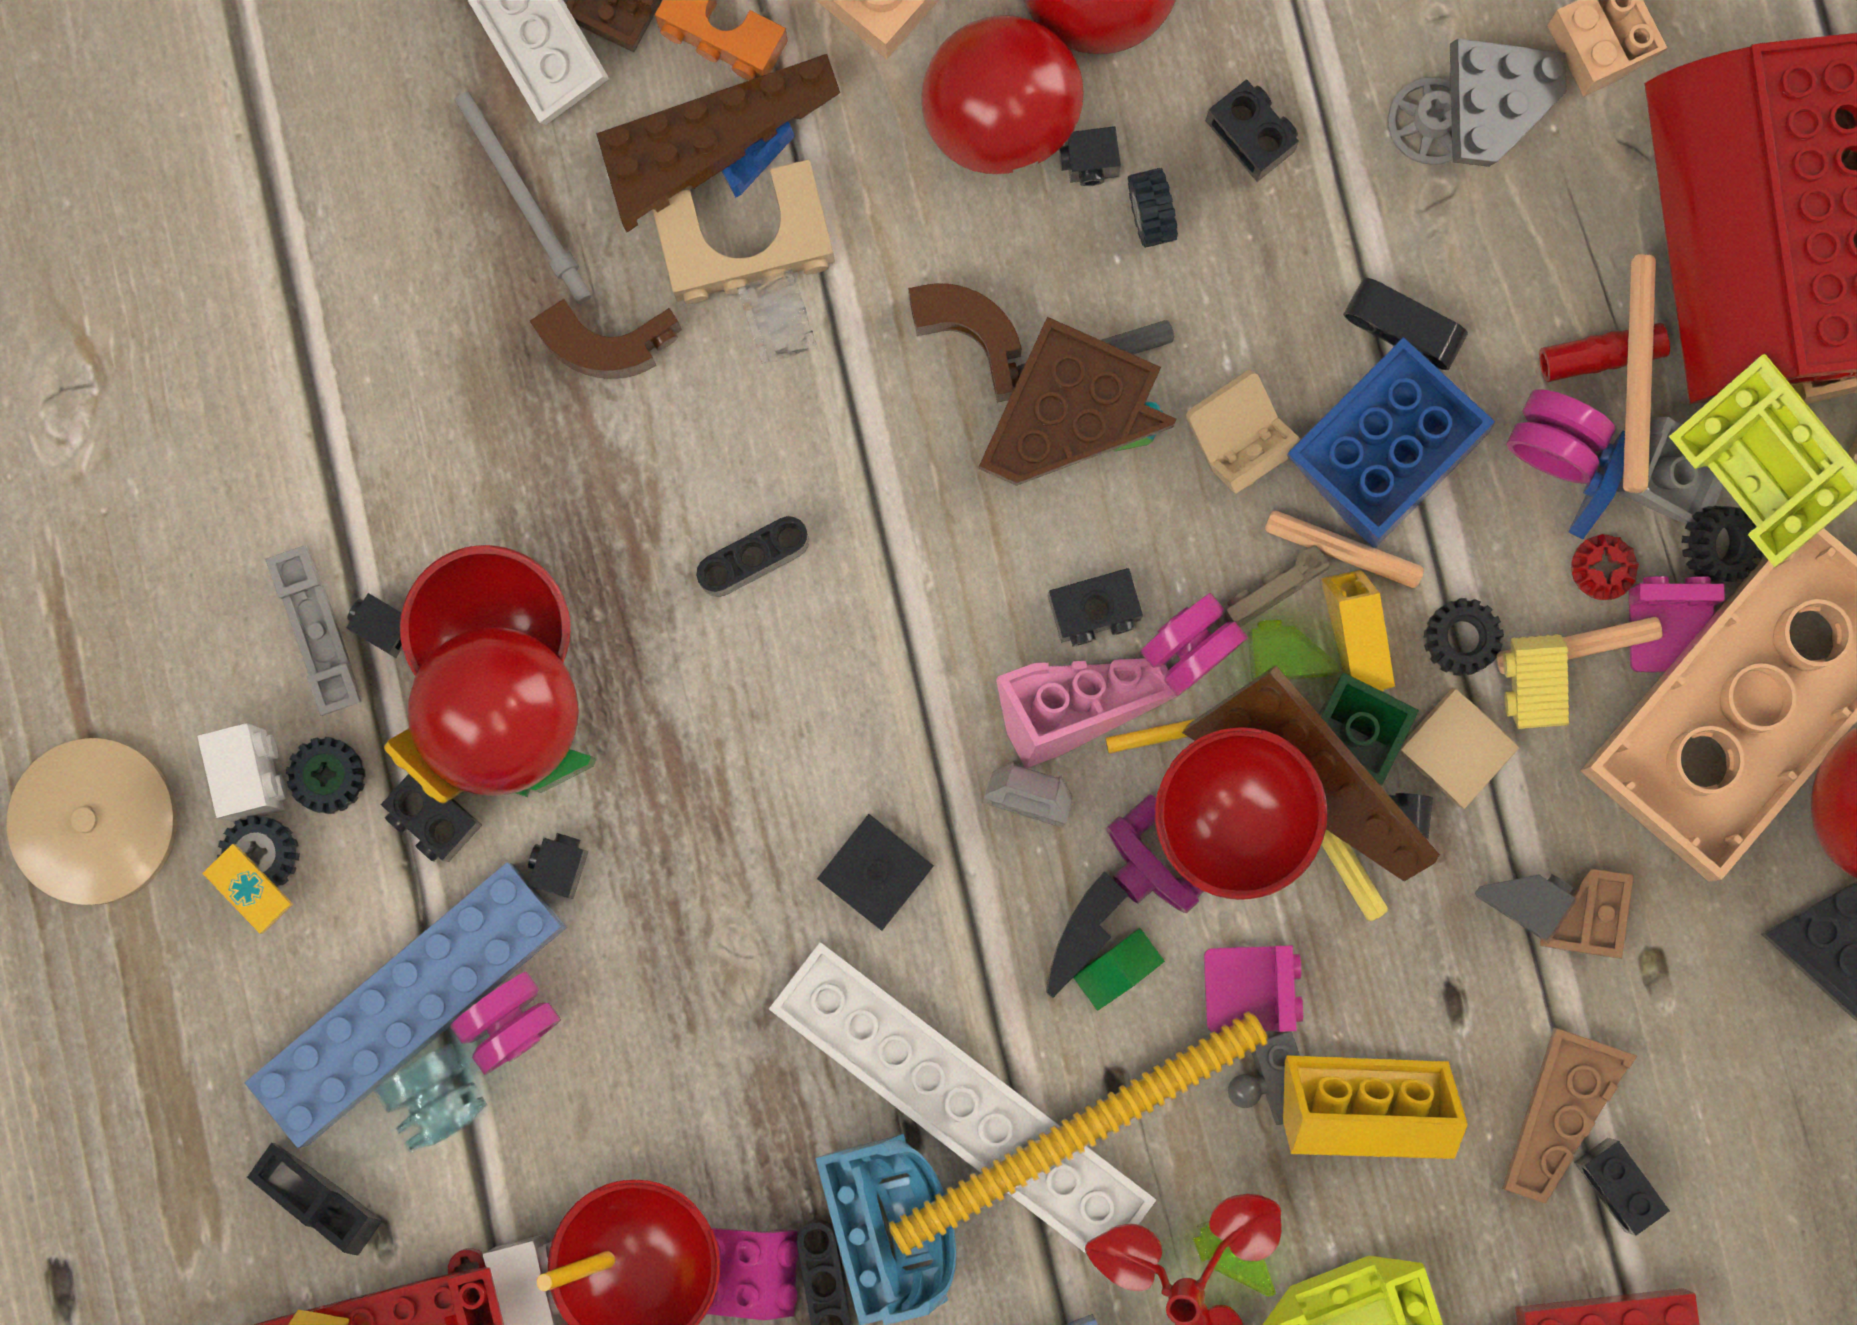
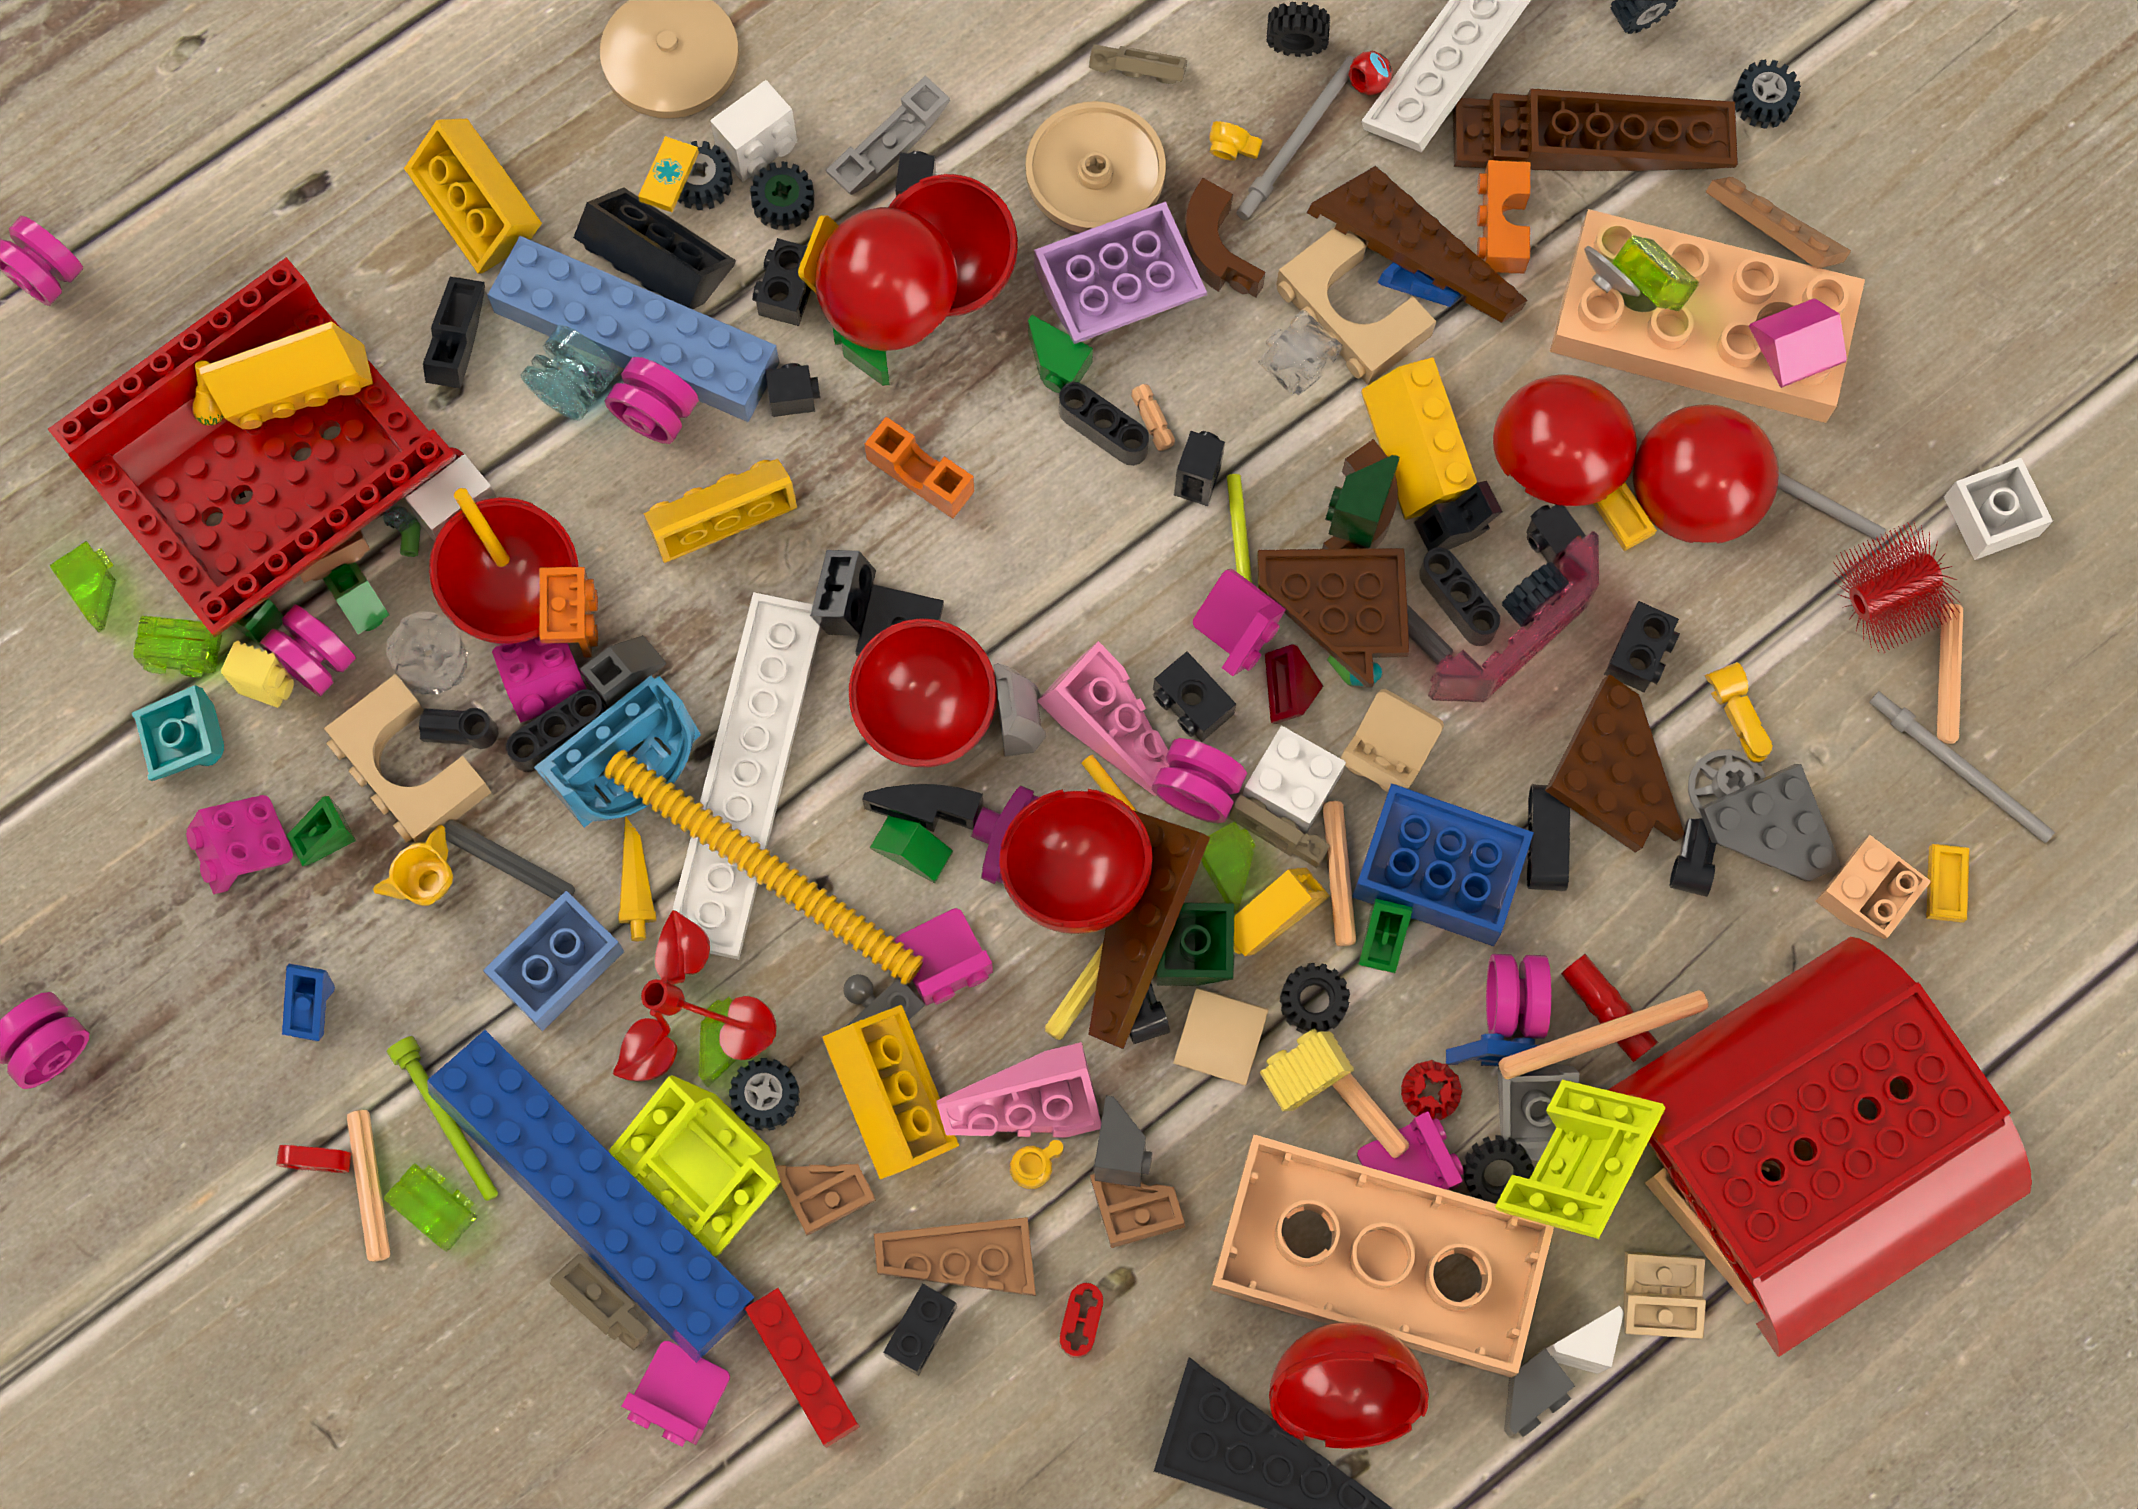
camera: 60 degrees right, 10 degrees down
(160, 1112) = (471, 193): none -> yellow slope
(322, 942) = (652, 248): none -> black slope
(356, 322) = (1137, 62): none -> dark tan hinge
(405, 136) = (1298, 29): none -> black tyre
(460, 427) = (1094, 165): none -> tan dish
(490, 85) = (1370, 73): none -> red piece
(495, 270) = (1230, 140): none -> yellow piece
(599, 462) = (1118, 273): none -> lavender slope
(654, 569) = (1056, 355): none -> green slope
(658, 1003) = (721, 509): none -> yellow slope
(705, 1217) = (567, 607): none -> orange bracket
(714, 773) = (899, 456): none -> orange arch
(767, 501) = (1153, 417): none -> light nougat axle
(789, 1183) = (621, 668): none -> dark grey slope
(816, 915) = (843, 592): none -> black brick
(855, 480) = (1199, 467): none -> black brick
(924, 239) = (1419, 426): none -> yellow slope
(948, 478) = (1239, 526): none -> neon yellow bar
(976, 885) = (922, 693): none -> red piece
(988, 334) = (1360, 502): none -> dark green slope
(1033, 244) = (1459, 520): none -> black brick
(1040, 520) = (1238, 620): none -> dark pink bracket
(1040, 1276) = (635, 893): none -> yellow bar
(1108, 75) = (1625, 517): none -> yellow tile
(1125, 501) = (1290, 683): none -> dark red slope
(1128, 271) = (1460, 613): none -> black beam
(1149, 148) = (1466, 681): none -> clear pink slope
(1231, 547) = (1294, 778): none -> white brick
(1321, 1245) = (757, 1079): none -> black wheel
(1332, 65) = (1729, 686): none -> yellow piece
(1368, 222) = (1615, 770): none -> reddish brown wing
(1433, 536) = (1385, 935): none -> green slope
(1437, 955) = (1036, 1096): none -> bright pink wedge
(1438, 1220) = (824, 1192): none -> medium nougat wing
(1501, 196) = (1693, 866): none -> black piece
(1501, 997) = (1033, 1165): none -> yellow piece
(1683, 1013) = (1090, 1322): none -> red beam

